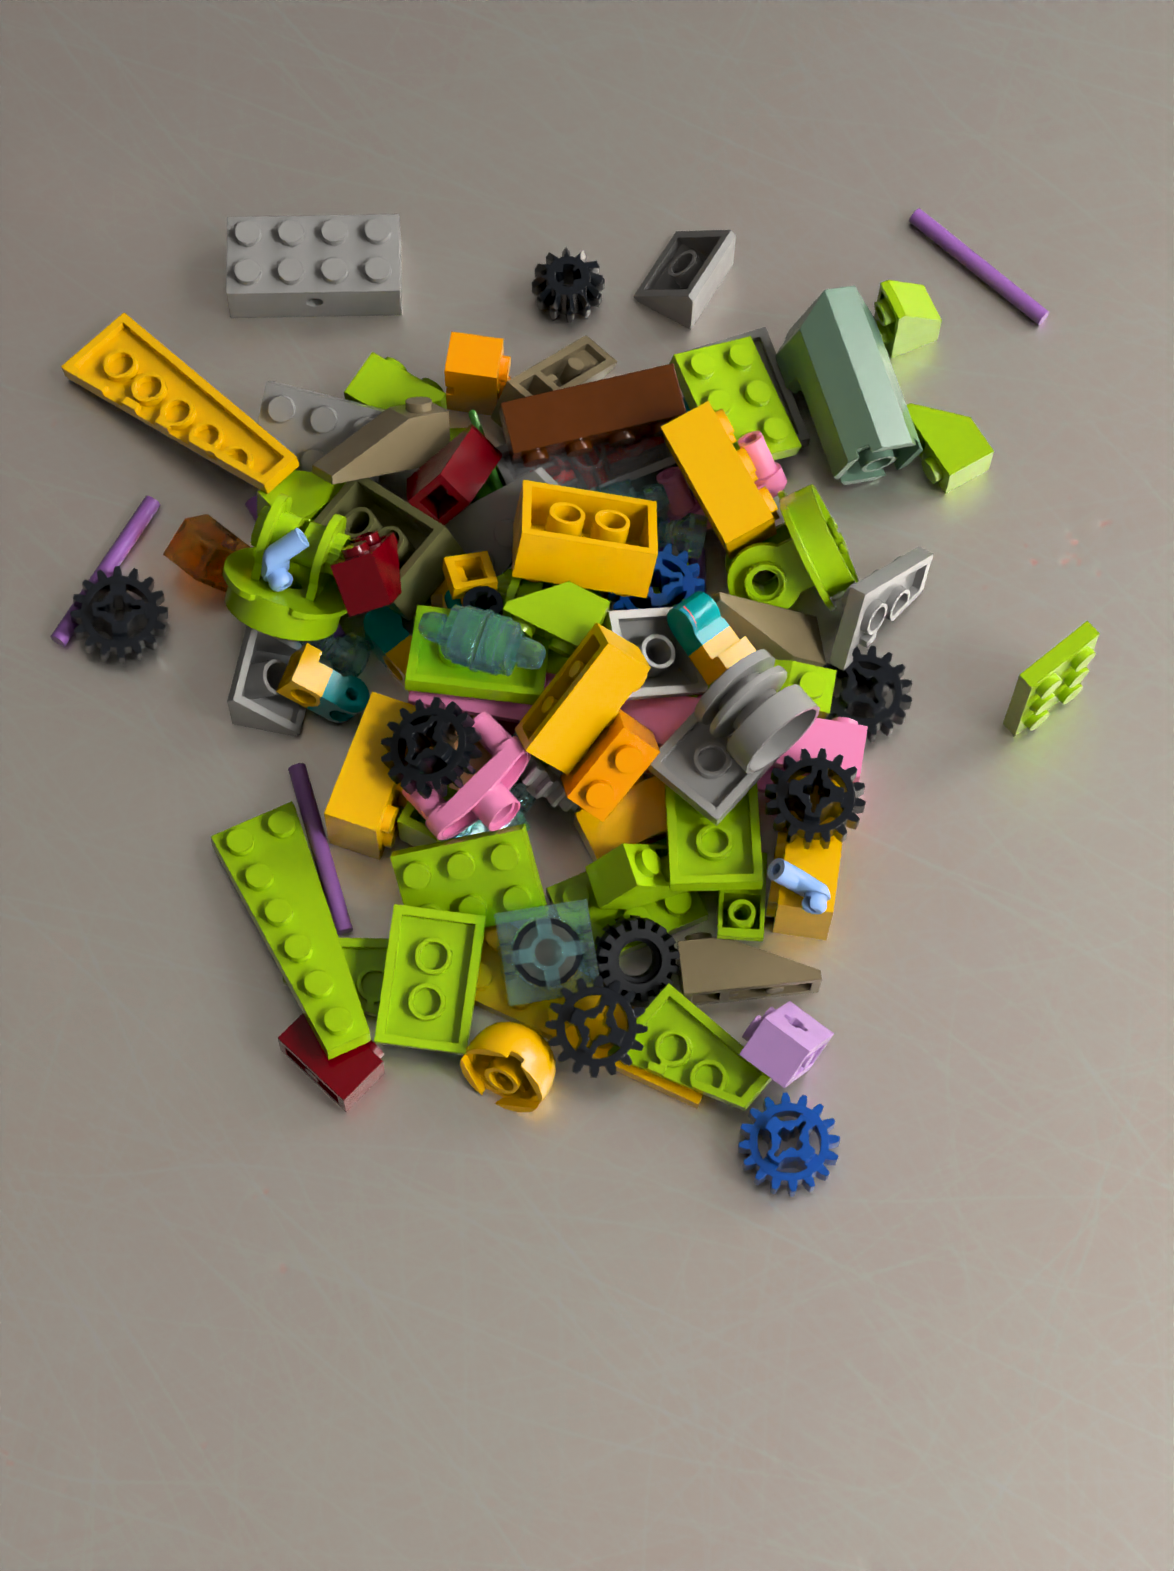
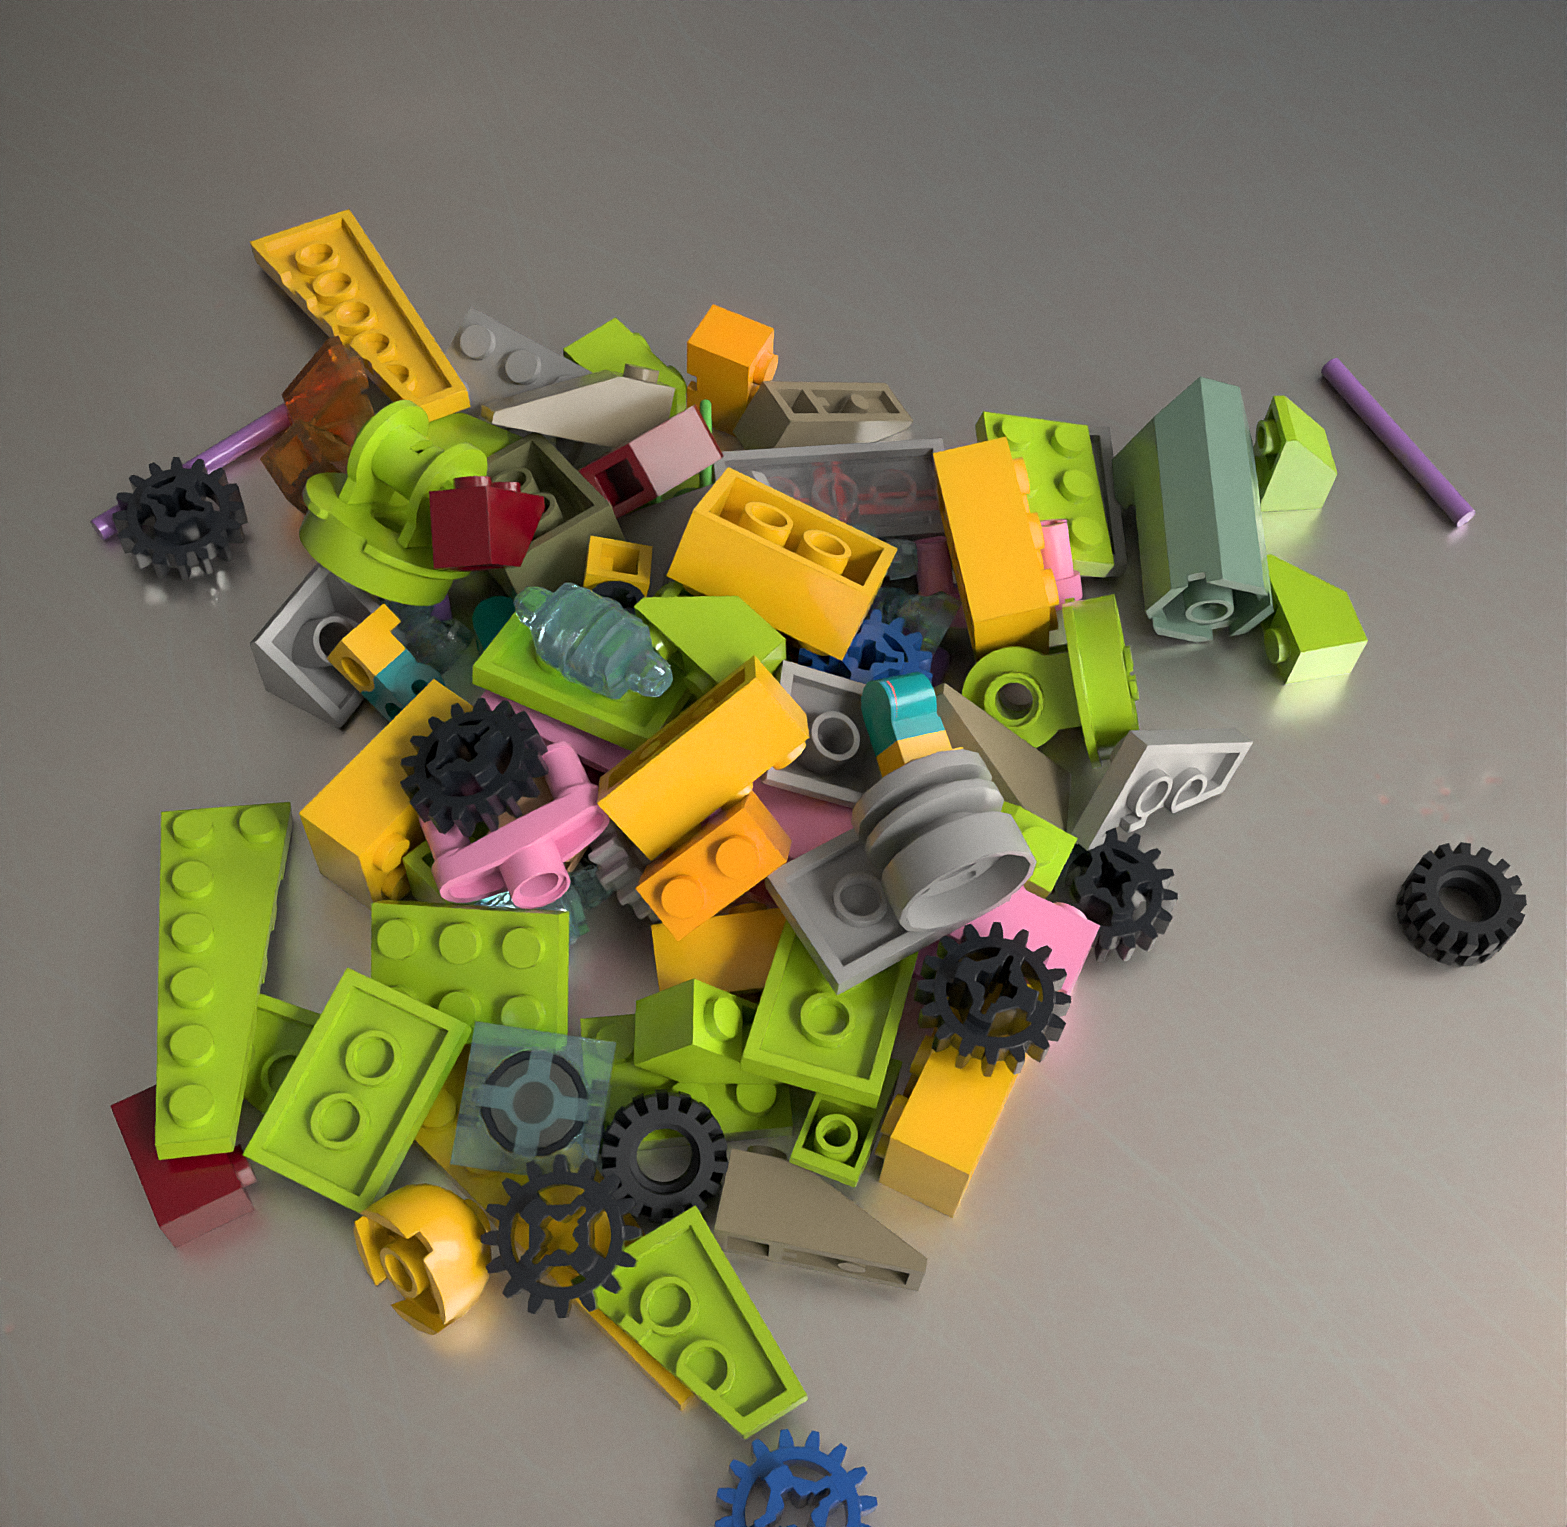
camera: 15 degrees right, 10 degrees down
(190, 489) = (330, 392): none -> clear orange slope
(277, 559) = (373, 475): light blue arm -> none
(314, 266) = (588, 221): light grey brick -> none
(320, 848) = (299, 891): medium lavender bar -> none
(568, 270) = (881, 321): black gear -> none
(591, 415) = (847, 436): reddish brown brick -> none
(688, 274) = (1035, 352): light grey slope -> none
(784, 1043) = (836, 1354): lavender brick -> none
(800, 882) = (929, 1109): light blue arm -> none
(1051, 680) = (1382, 943): lime plate -> none
(1116, 607) = (1478, 879): none -> black tyre

